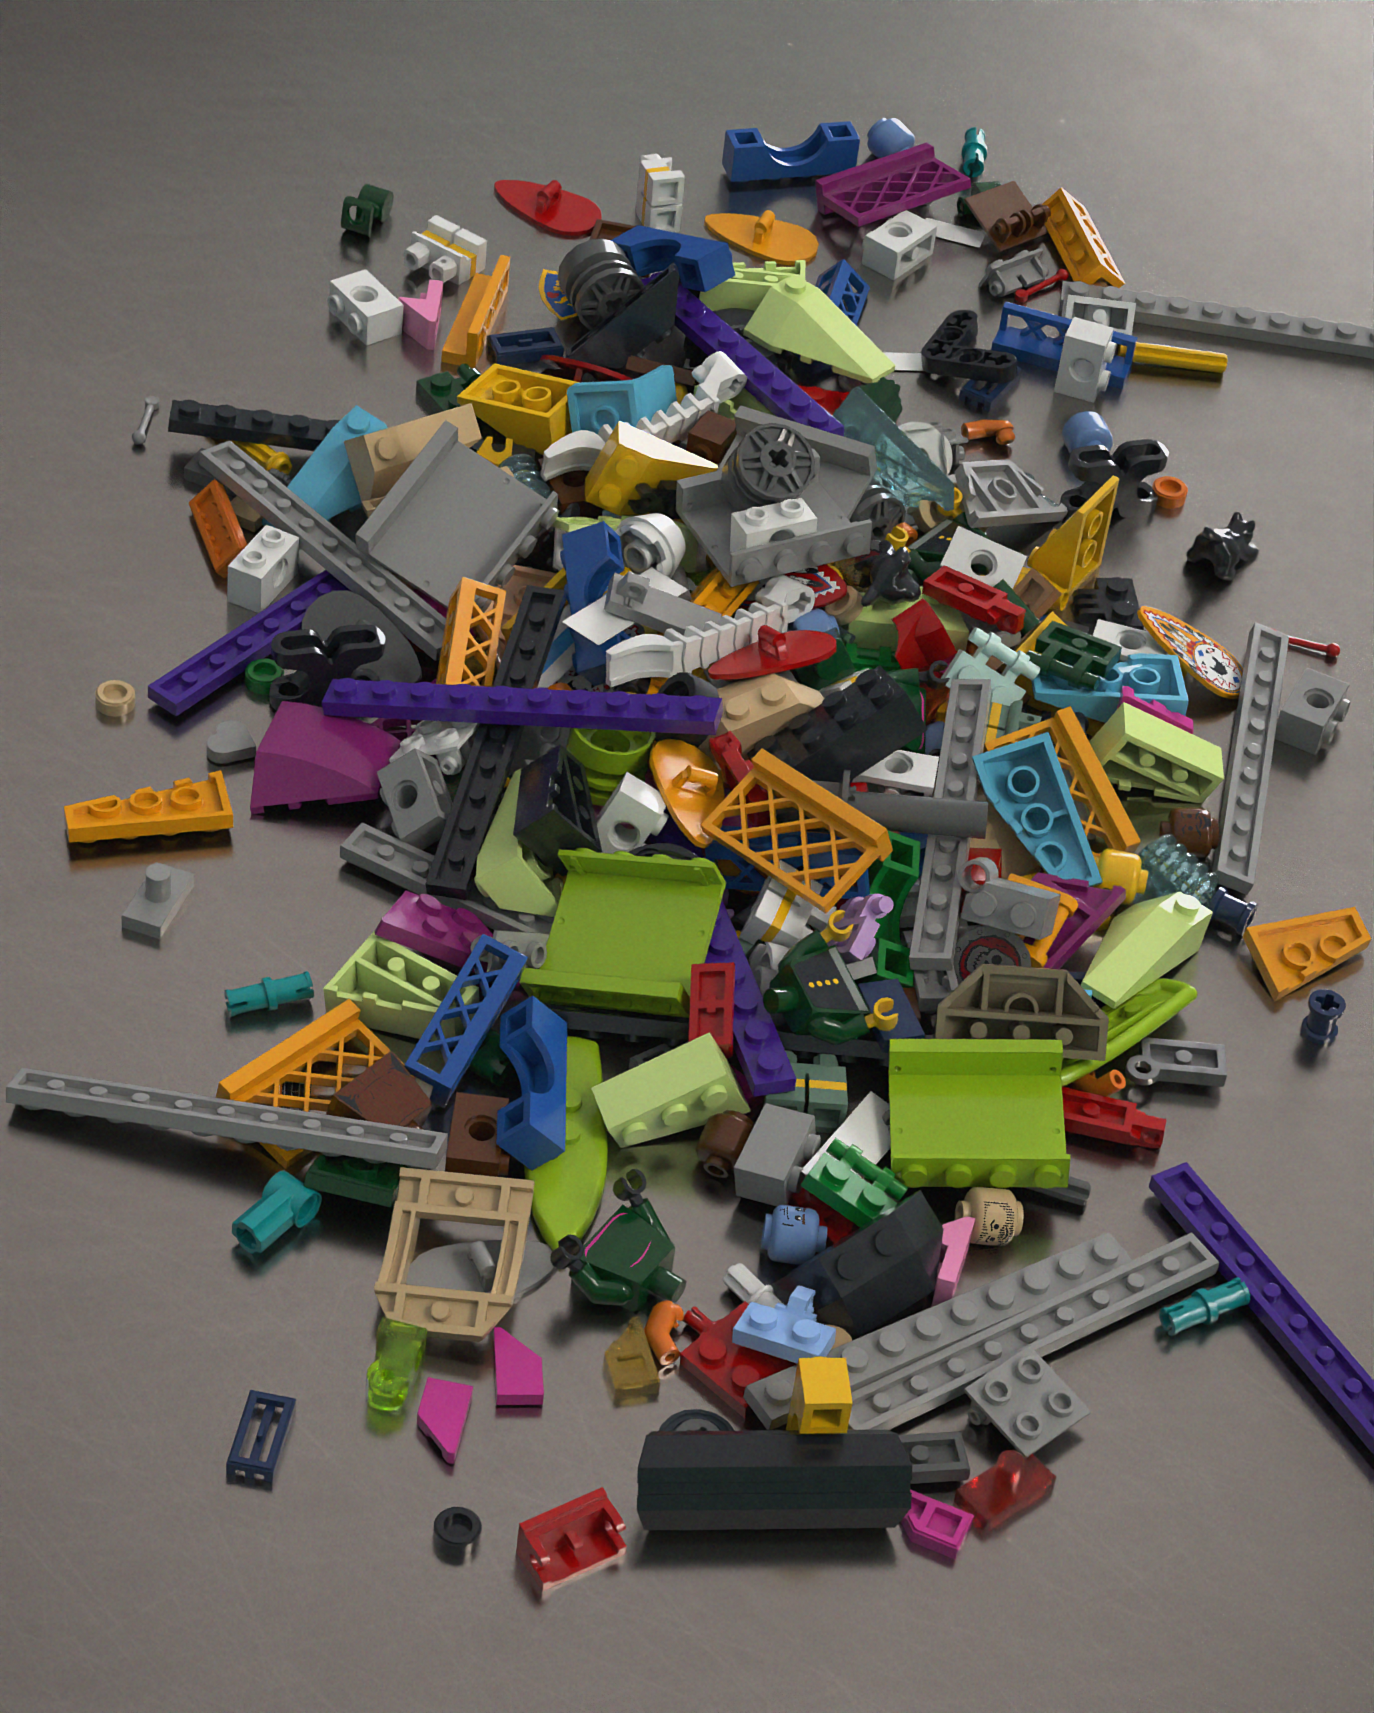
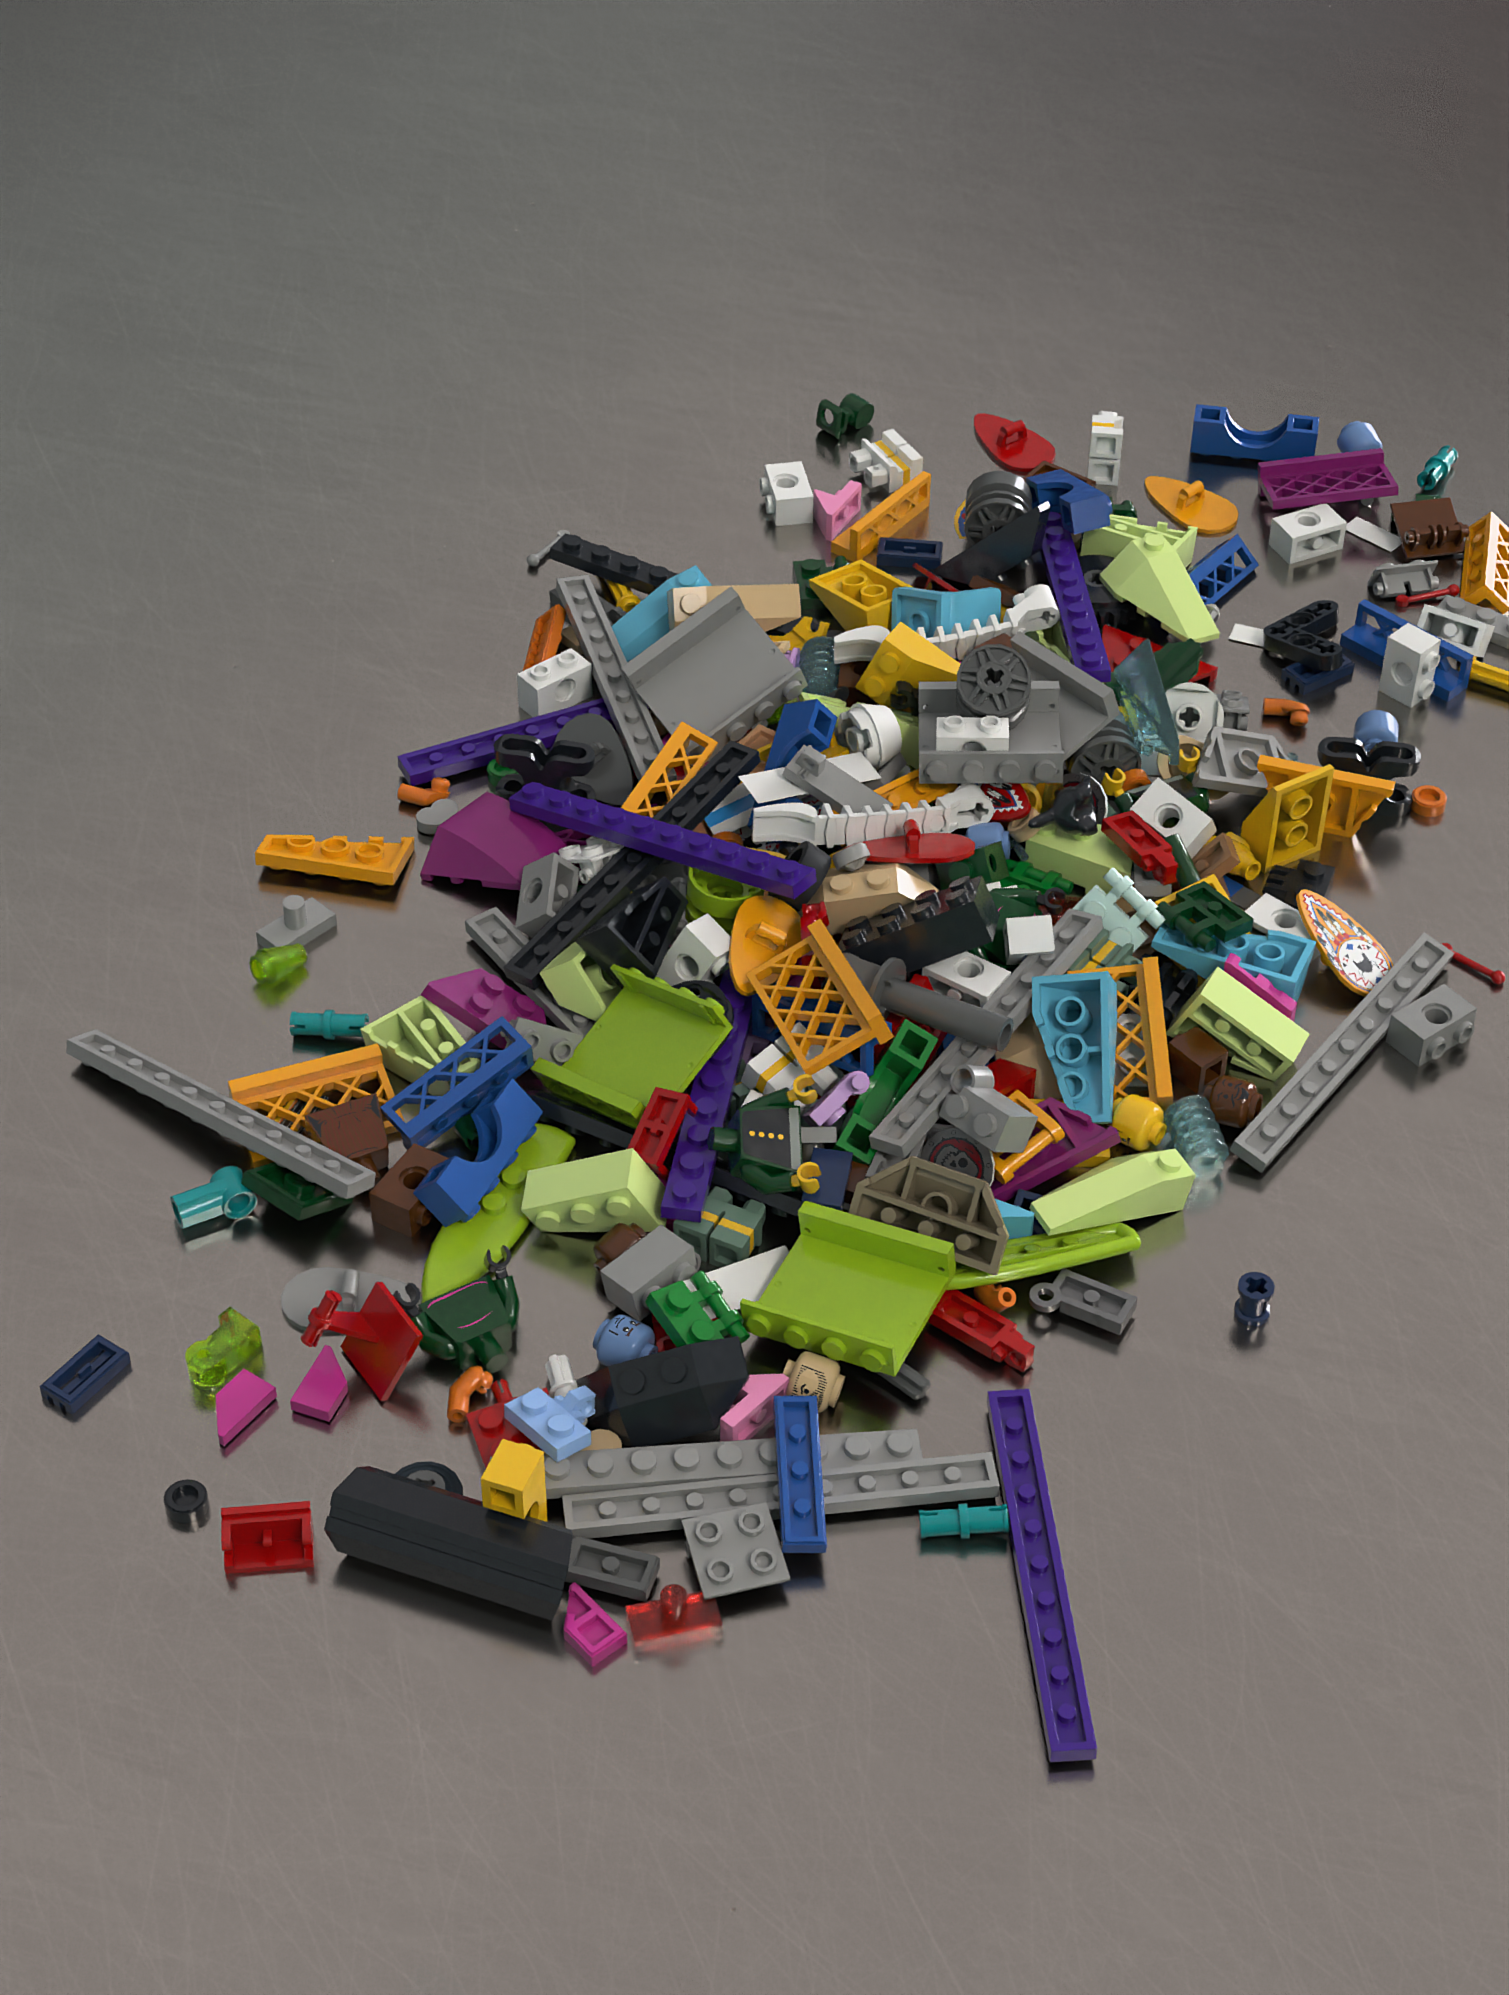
camera: 30 degrees right, 0 degrees up
(115, 698) = (372, 761): tan tile -> none
(166, 944) = (276, 962): none -> clear neon green cone
(201, 722) = (427, 796): none -> orange arm
(457, 1199) = (332, 1221): tan wedge -> none
(553, 1304) = (376, 1339): none -> red plate
(631, 1364) = (423, 1410): clear yellow tile -> none
(732, 678) = (851, 857): none -> light grey tile
(921, 638) = (1077, 868): red slope -> none
(942, 717) = (1027, 937): none -> white panel
(1042, 1308) = (799, 1474): none -> blue tile
(1059, 500) = (1351, 795): none -> light orange wing
(1137, 795) = (1196, 1059): none -> reddish brown brick
(1224, 547) = (1445, 859): black animal -> none
(1232, 910) = (1230, 1182): dark blue bush -> none
(1304, 947) = (1282, 1233): light orange wing -> none

